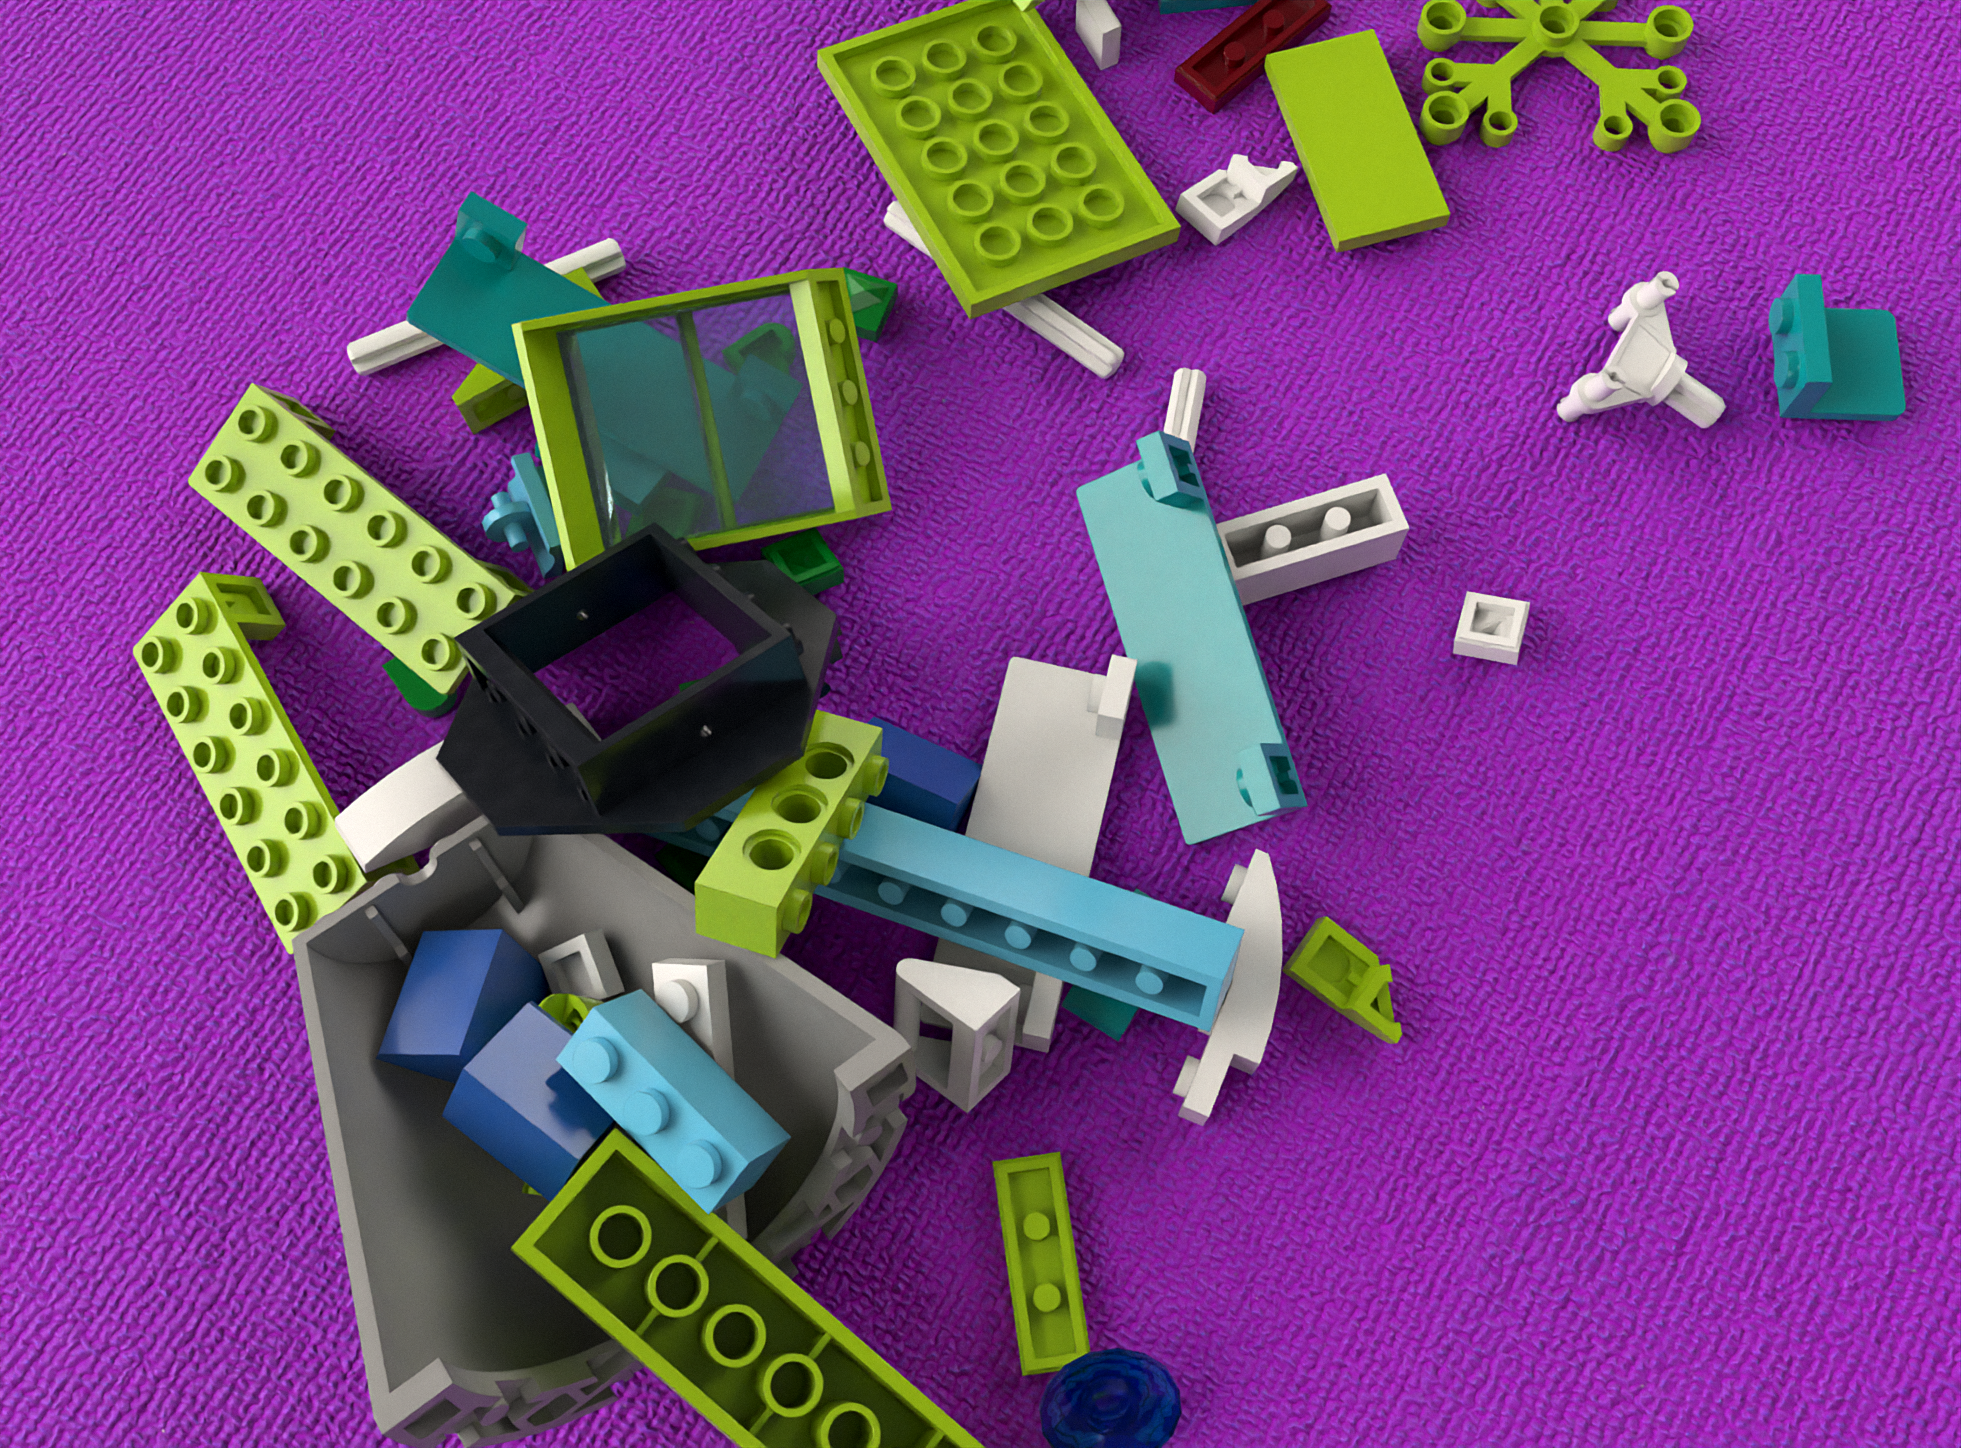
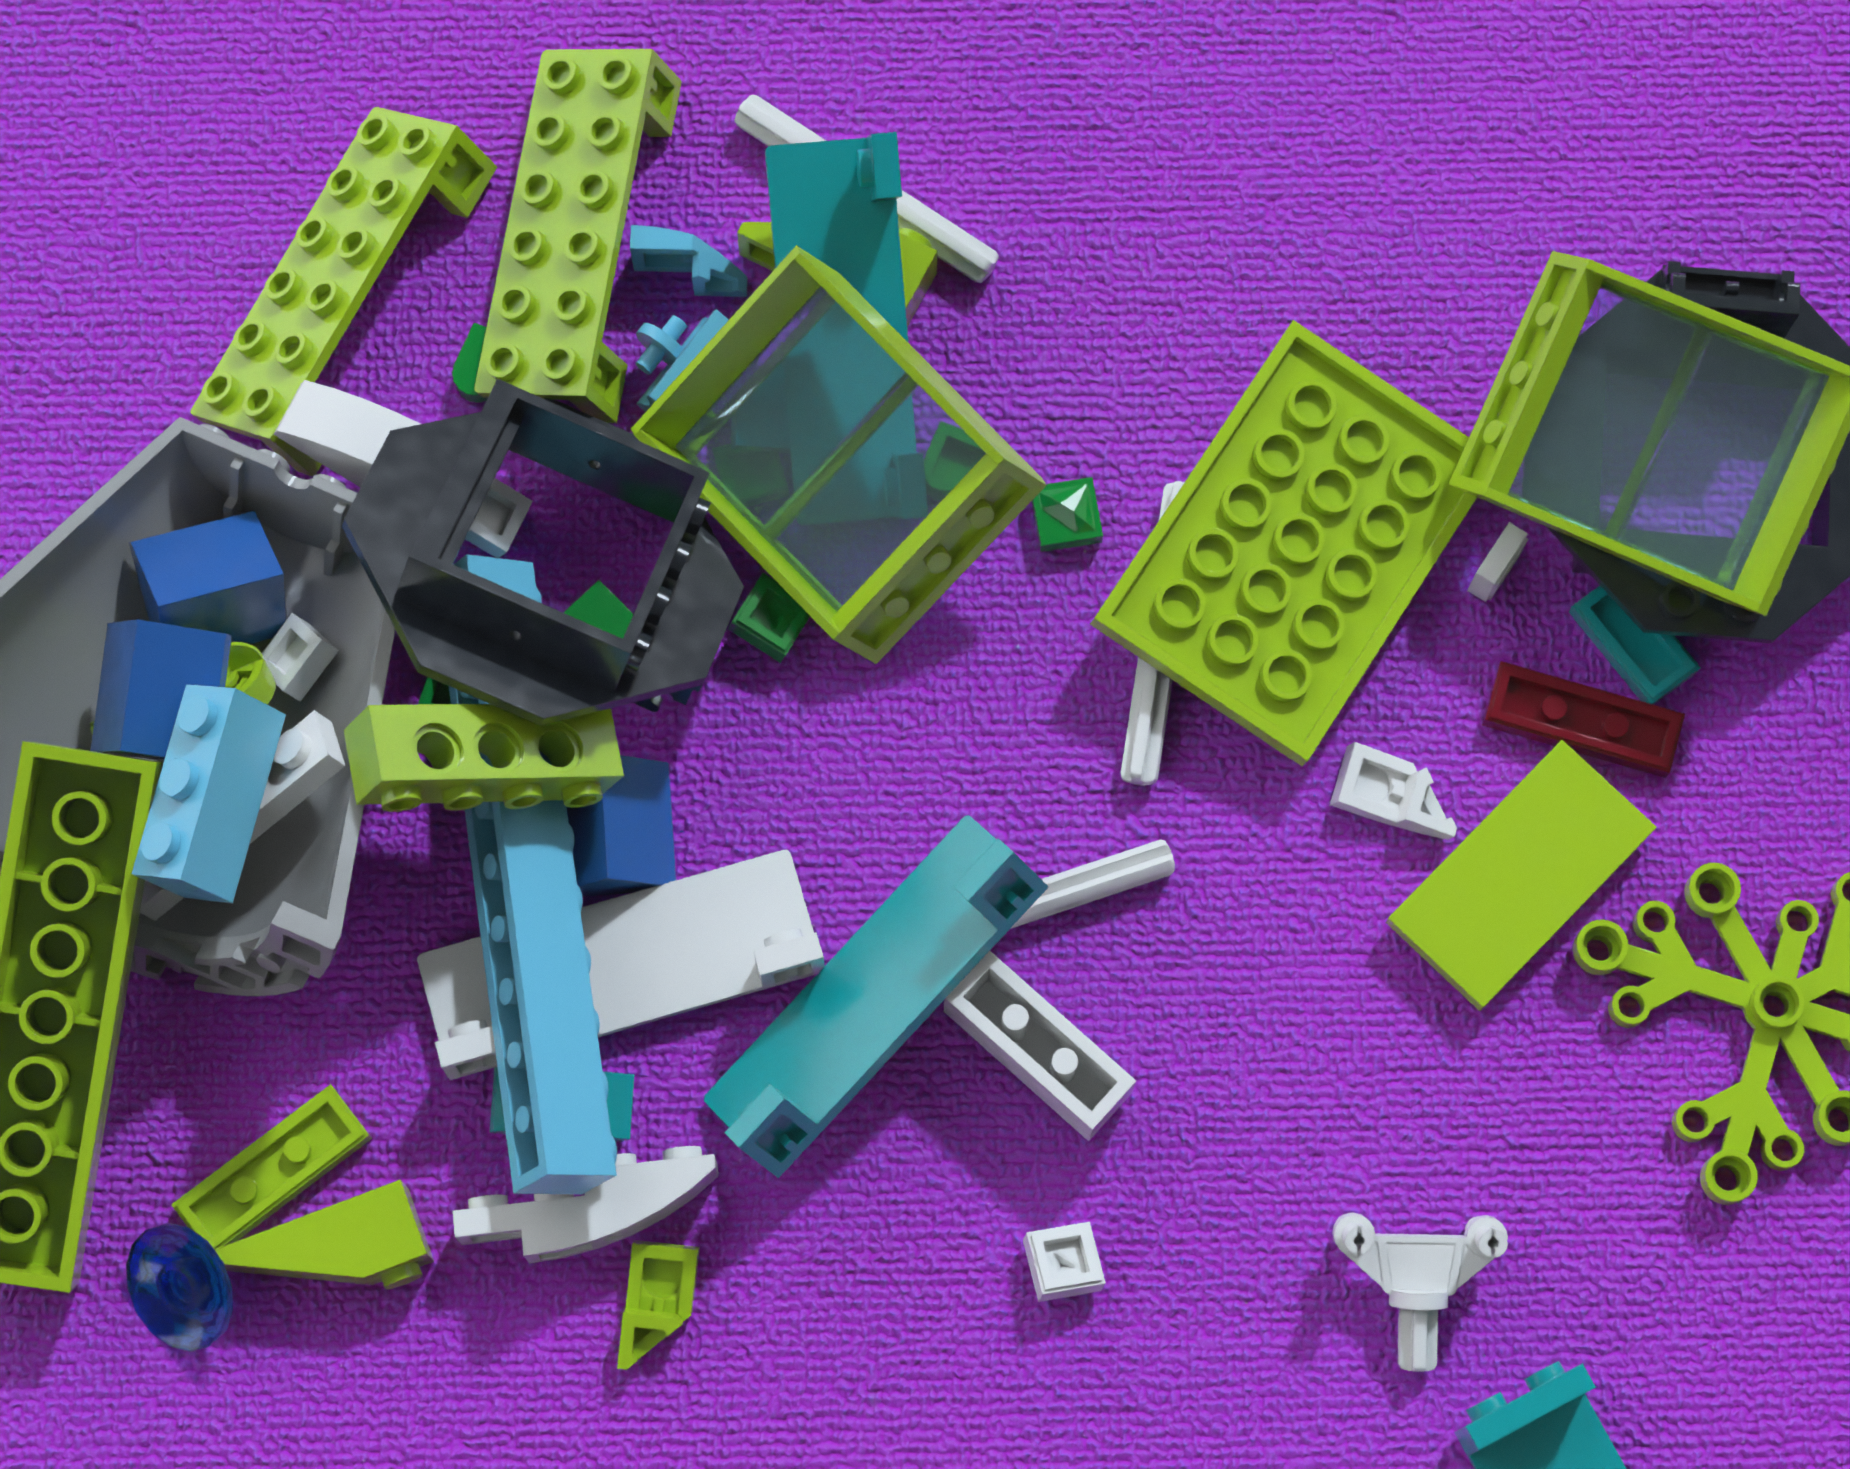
camera: 55 degrees right, 5 degrees up
(441, 466) = (683, 252): none -> medium azure slope
(983, 1020) = (413, 988): white tile -> none
(1155, 1217) = (353, 1241): none -> lime slope

